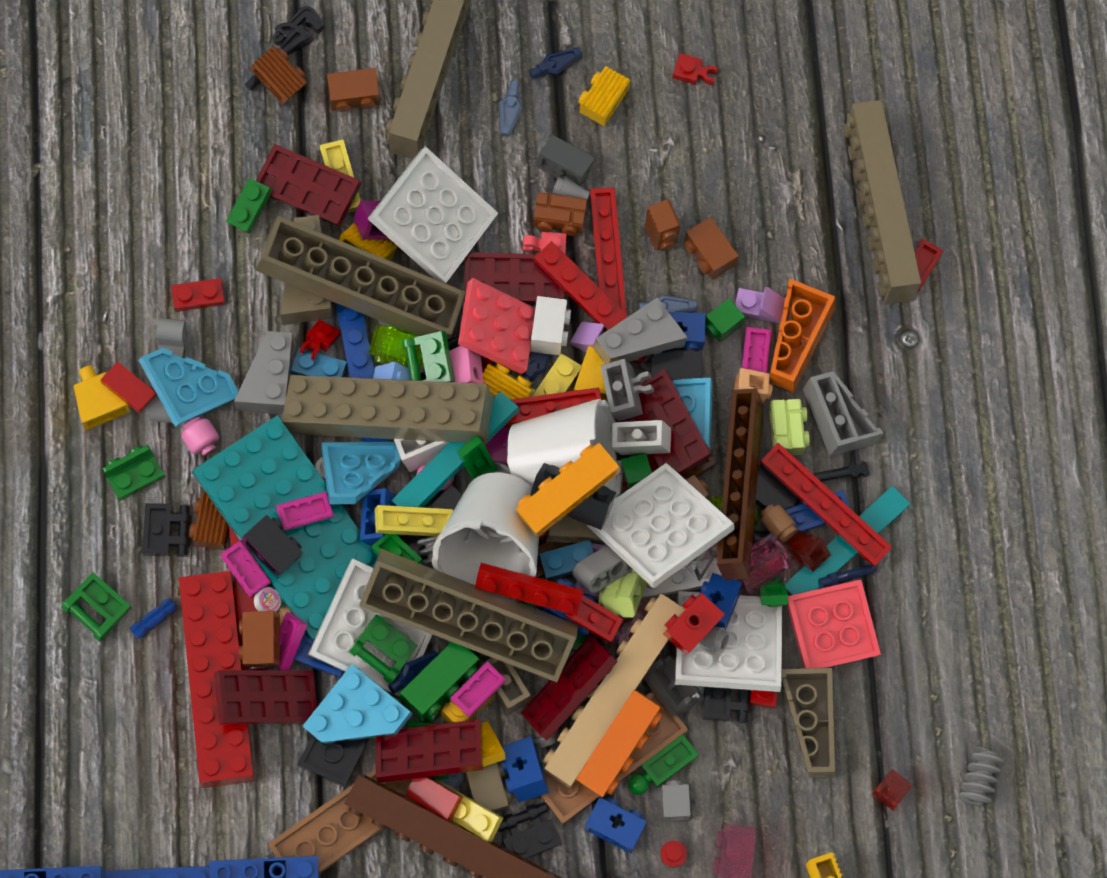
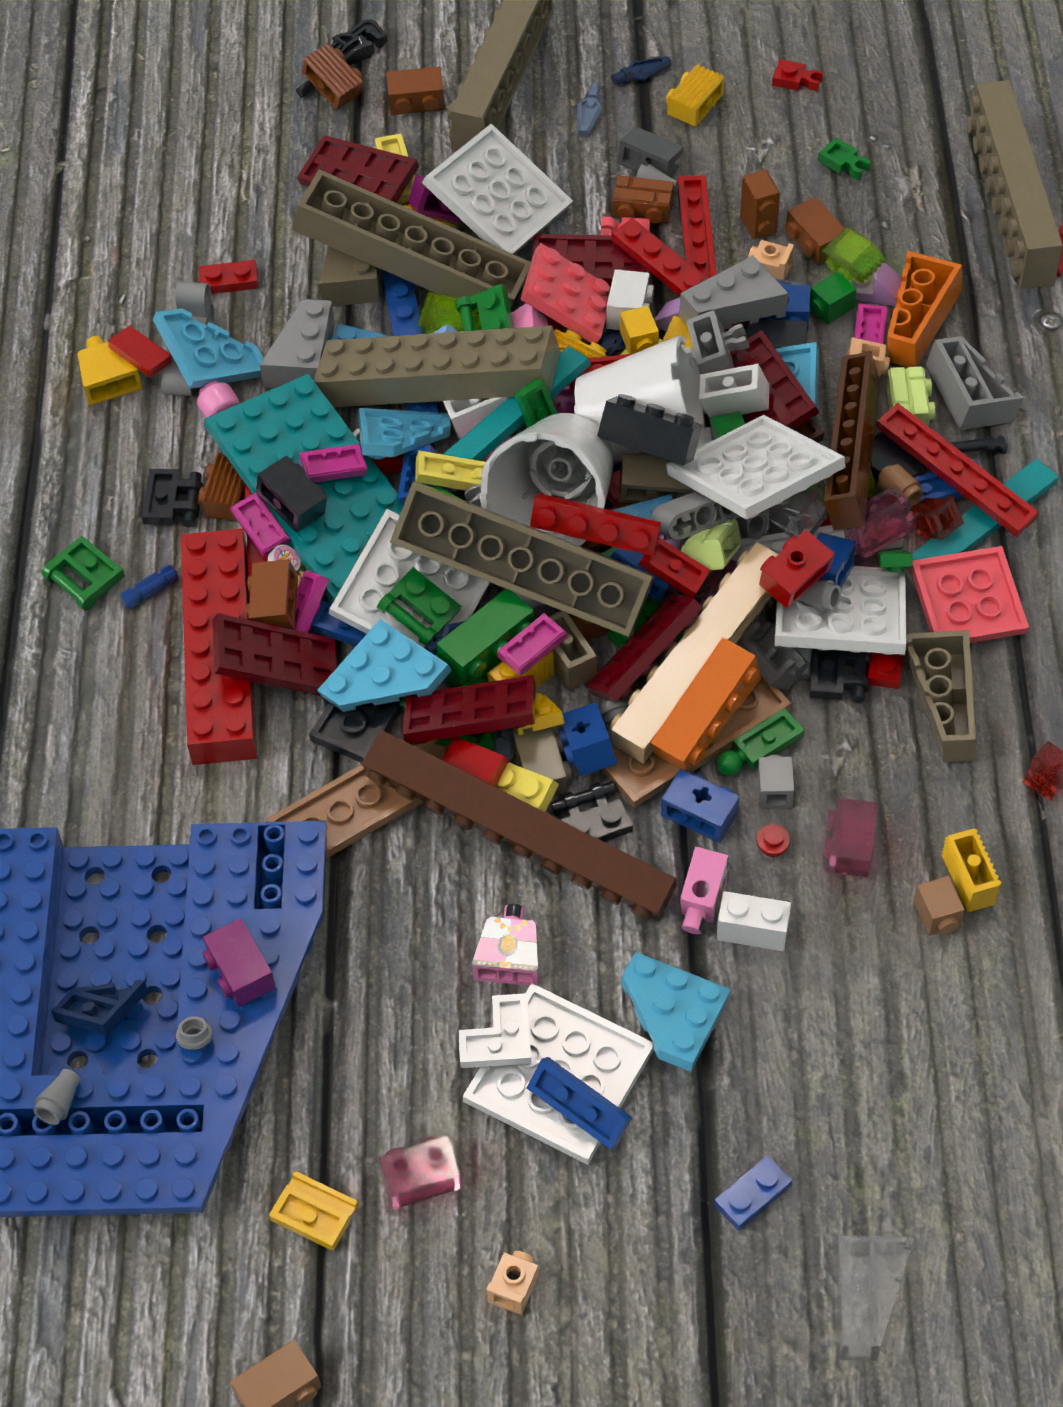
camera: 10 degrees right, 15 degrees down
(133, 472) = (138, 440): green bracket -> none
(249, 205) = (290, 192): green plate -> none
(321, 337) = (365, 312): red plate -> none
(559, 364) = (638, 329): none -> yellow brick
(568, 489) = (642, 405): light orange brick -> none
(672, 287) = (774, 257): none -> light nougat brick
(734, 164) = (842, 156): none -> green plate
(743, 283) = (853, 256): none -> clear neon green brick
(834, 579) = (1007, 543): dark blue piece -> none

